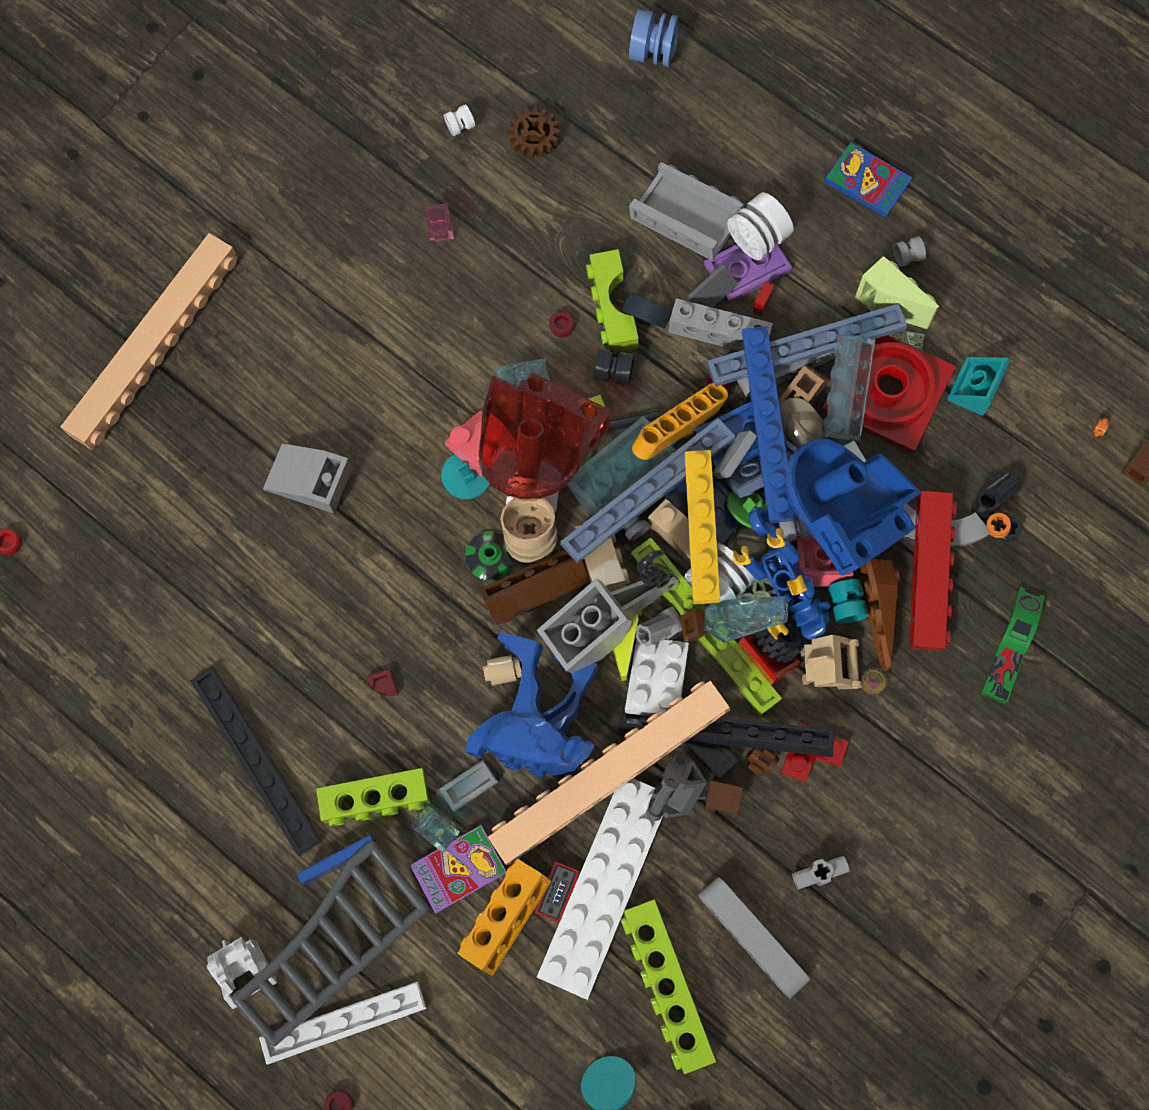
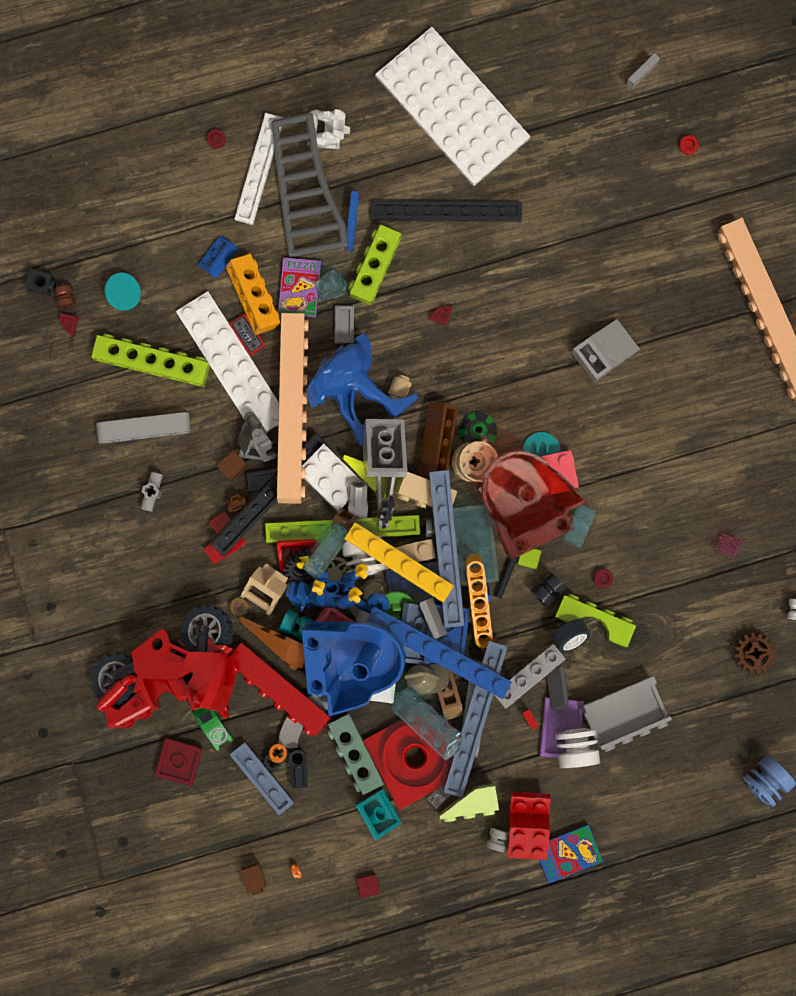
camera: 120 degrees right, 10 degrees up
(119, 841) = (452, 106): none -> white plate
(485, 996) = (218, 256): none -> blue slope
(873, 227) = (529, 825): none -> red bracket
(948, 412) = (346, 724): none -> sand green brick
(993, 678) = (195, 674): none -> red piece
(1036, 527) = (262, 778): none -> sand blue plate
(1056, 346) = (368, 886): none -> dark red tile
(1090, 627) = (178, 762): none -> dark red plate

